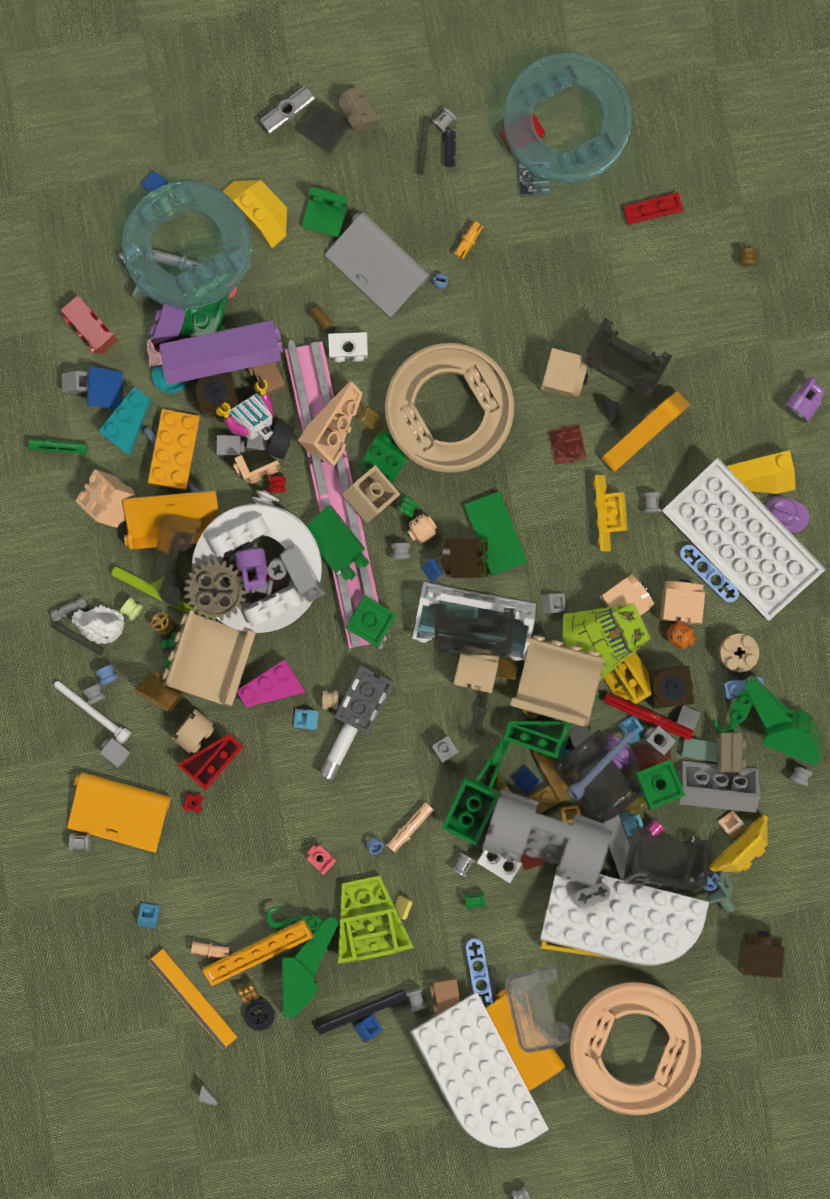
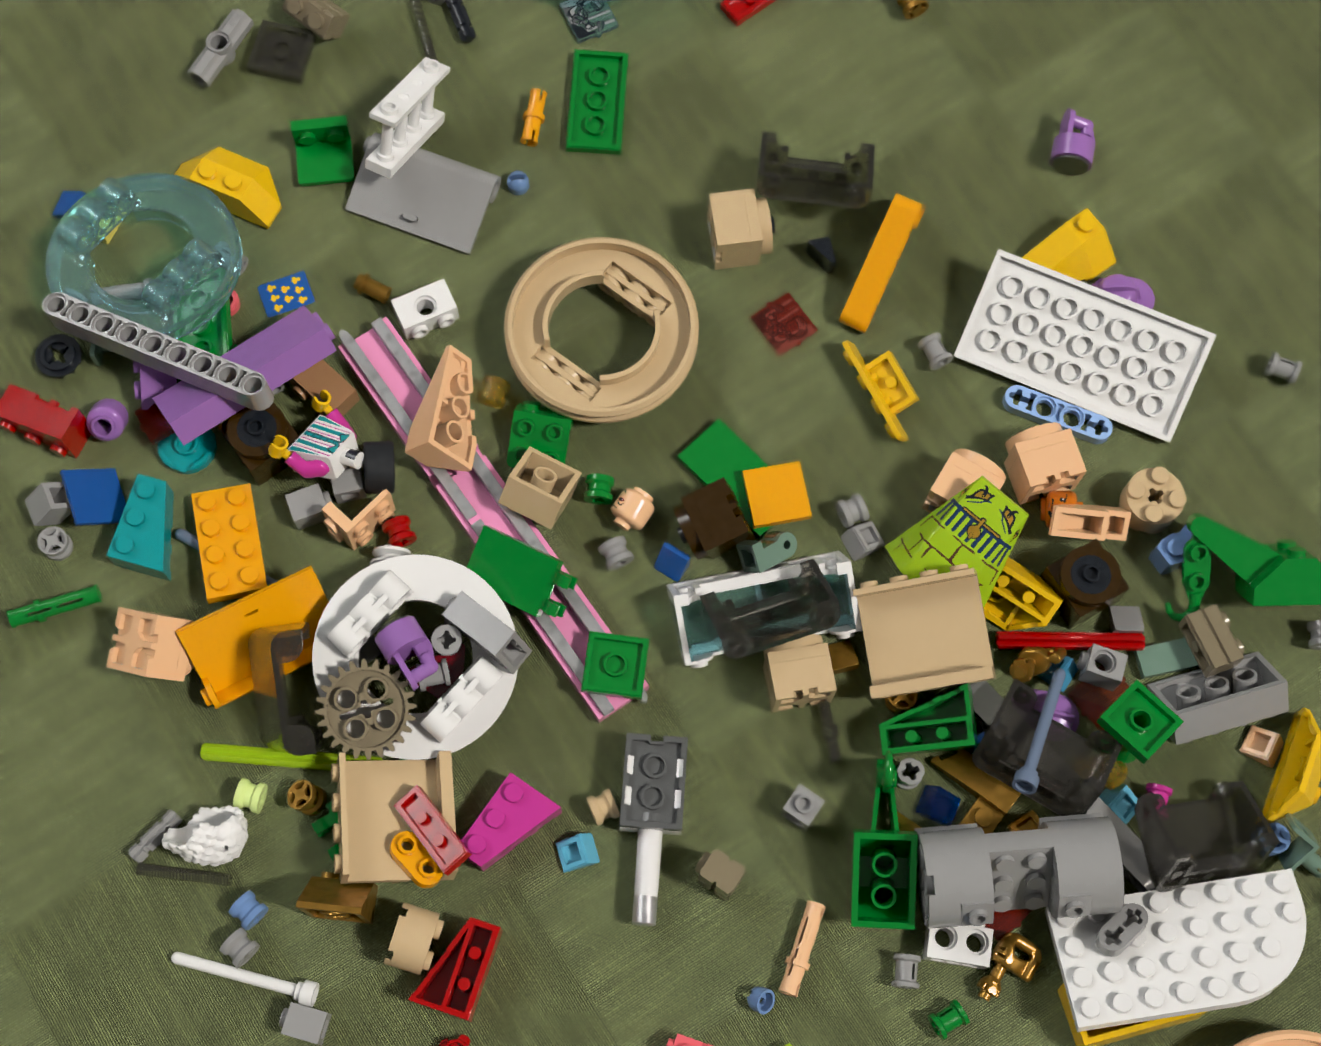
camera: 30 degrees left, 15 degrees down
(68, 404) = (50, 538): none -> light grey wheel
(117, 276) = (60, 343): none -> black gear
(128, 341) = (107, 419): none -> medium lavender head
(175, 329) = (158, 351): none -> light grey beam
(211, 688) = (413, 860): none -> light orange plate
(226, 676) = (432, 830): none -> tile
(266, 297) = (286, 294): none -> blue sticker
(380, 768) = (719, 873): none -> dark tan brick
(384, 217) = (412, 129): none -> white fence
(491, 589) = (764, 554): none -> sand green leg
(512, 555) = (776, 494): none -> light orange tile
(514, 244) = (597, 102): none -> green tile
(519, 759) = (911, 765): none -> light grey bush
(523, 883) = (1005, 959): none -> pearl gold piece
(554, 583) = (852, 510): none -> light grey wheel
(619, 721) = (1035, 661): none -> pearl gold piece
(692, 652) = (1089, 522): none -> light nougat slope

